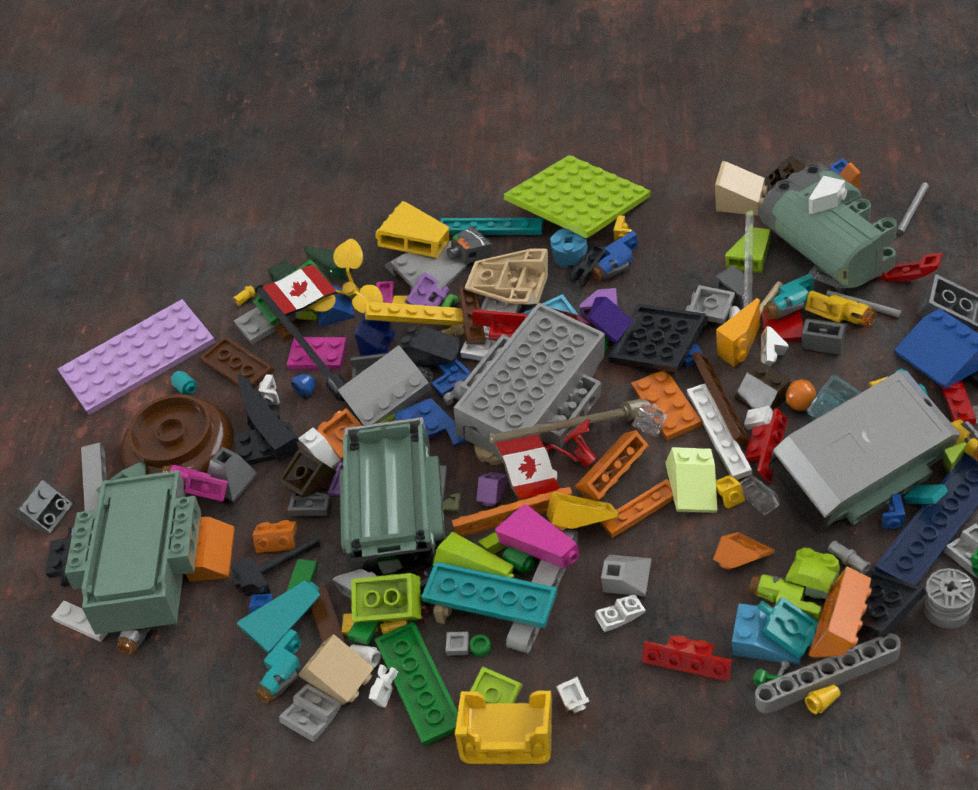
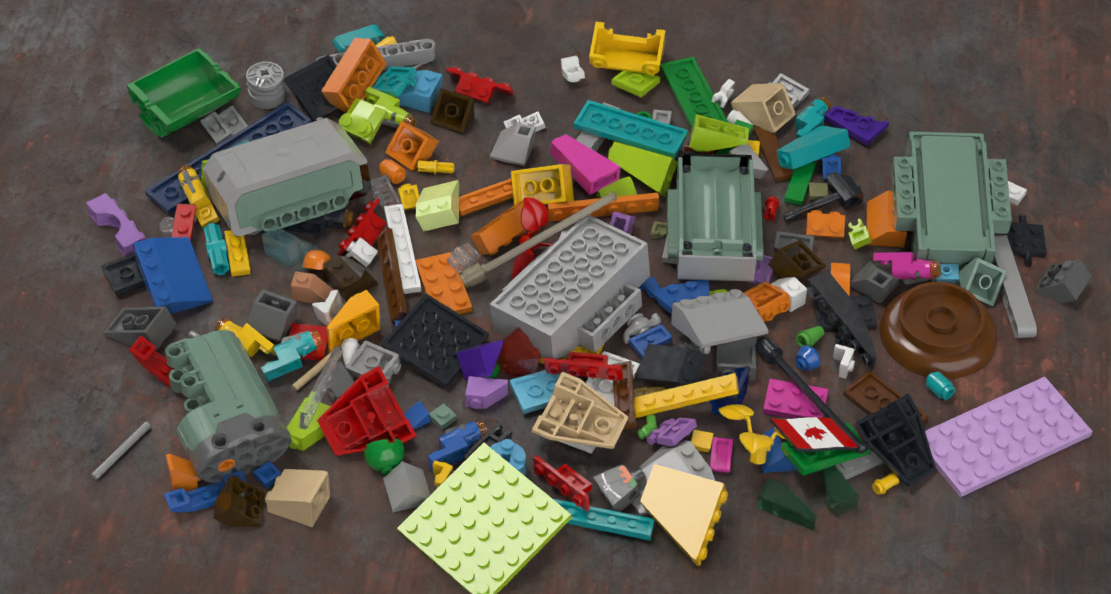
camera: 175 degrees right, 0 degrees up
(226, 674) = (858, 127): none -> dark purple wing
(234, 316) = (899, 439): none -> black wedge
(241, 526) = (859, 235): none -> lime plate
(265, 473) = (841, 273): none -> orange slope
(279, 579) = (817, 191): none -> olive tile
(299, 410) = (809, 336): none -> bright green cone
(330, 550) = (772, 204): none -> red pin
(511, 238) = (566, 481): none -> red bracket
(635, 284) = (442, 416): none -> sand green plate
(649, 222) = (406, 487): none -> light grey slope
(658, 279) = (417, 415): none -> blue slope
(677, 234) = (383, 455): none -> green cylinder
(695, 256) = (365, 415): none -> red wedge
(707, 610) = (453, 110): none -> dark brown slope
(708, 535) = (434, 166): none -> yellow axle
(756, 517) = (393, 171): none -> orange brick
(761, 676) = (425, 66): green hand -> none
(799, 367) = (309, 288): none -> nougat slope
(827, 194) = (222, 385): white slope -> none
(859, 701) = (371, 32): none -> teal beam

